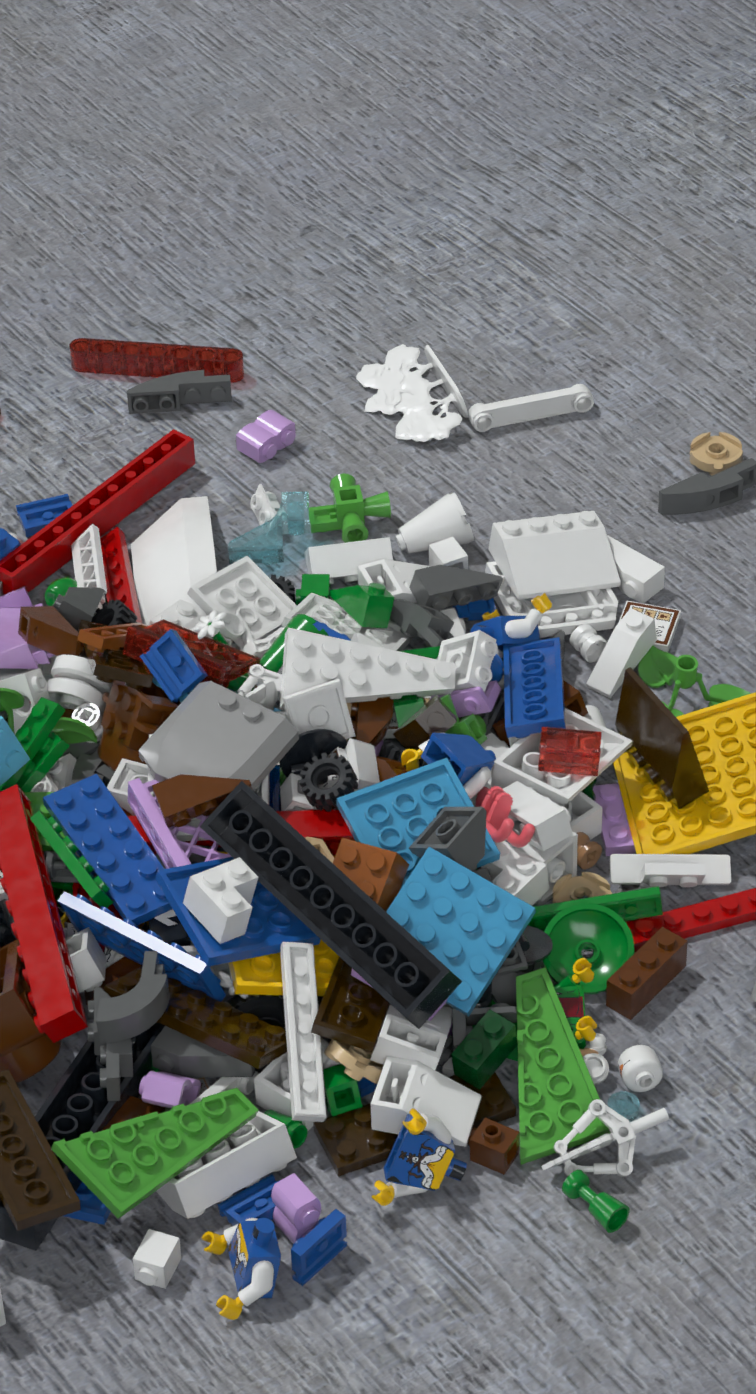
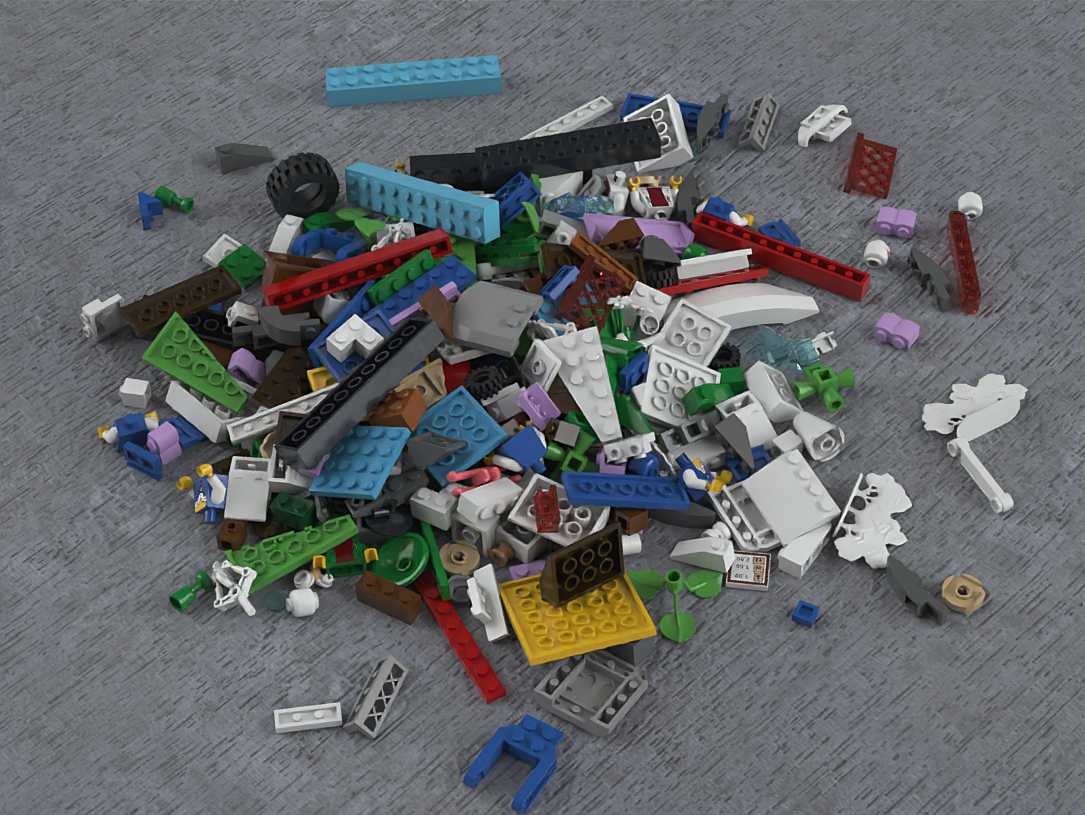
camera: 80 degrees right, 5 degrees up
(54, 336) = (970, 205): none -> white head
(61, 406) = (896, 222): none -> lavender brick
(63, 1079) = (242, 313): none -> white bracket
(118, 430) = (876, 254): none -> white head
(386, 734) = (537, 406): none -> lavender bracket
(556, 495) = (874, 523): none -> white plant
(729, 584) = (805, 613): none -> blue plate

